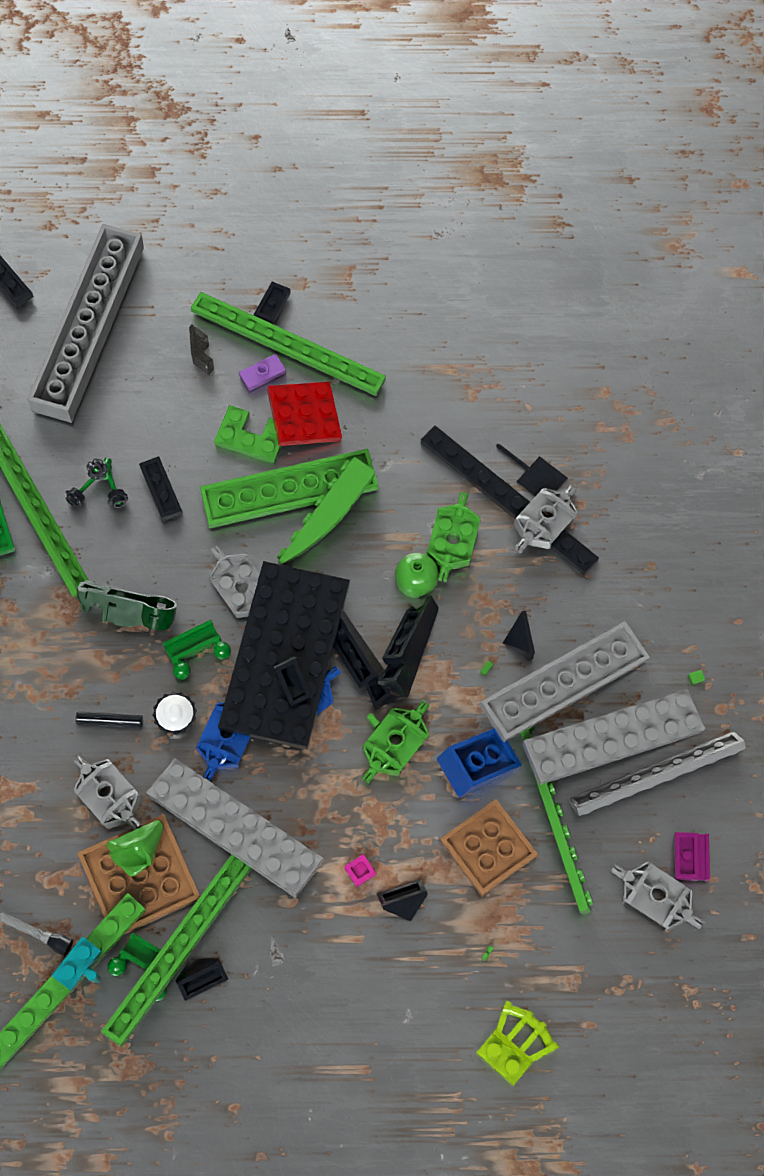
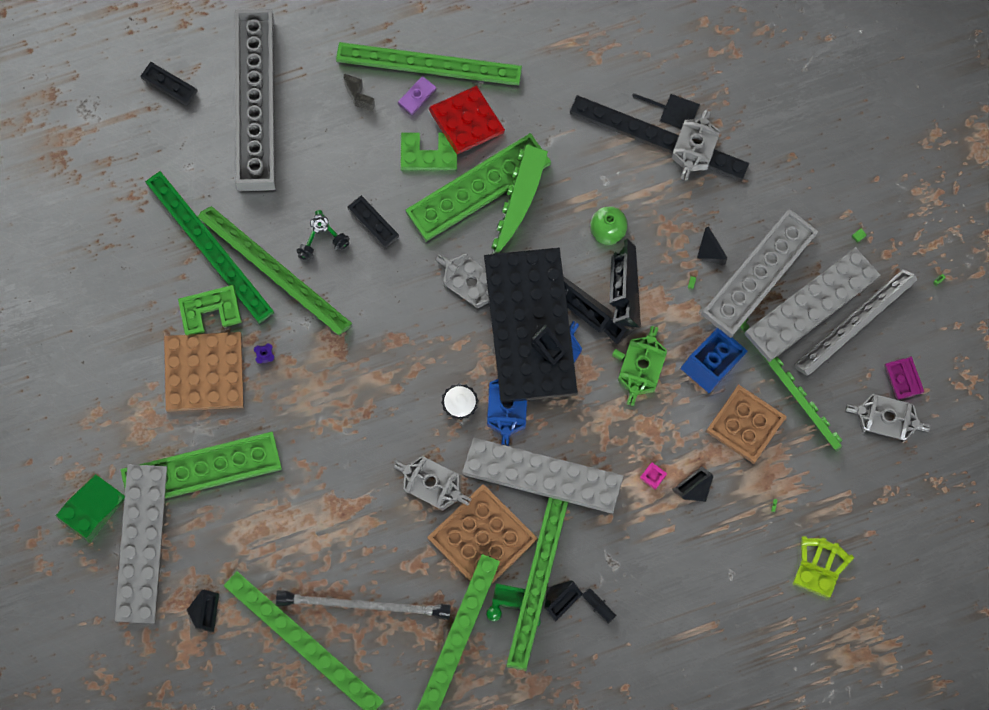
camera: 20 degrees left, 5 degrees up
(78, 965) = (466, 621): teal plate -> none
(109, 719) = (408, 424): black axle -> none
(127, 607) = (388, 329): dark green piece -> none
(137, 848) = (474, 517): bright green hat -> none
(194, 642) = (450, 340): green gear -> none
(240, 1000) = (599, 605): none -> black axle
(272, 302) = (402, 32): black plate -> none
(455, 521) = (627, 170): bright green plate -> none

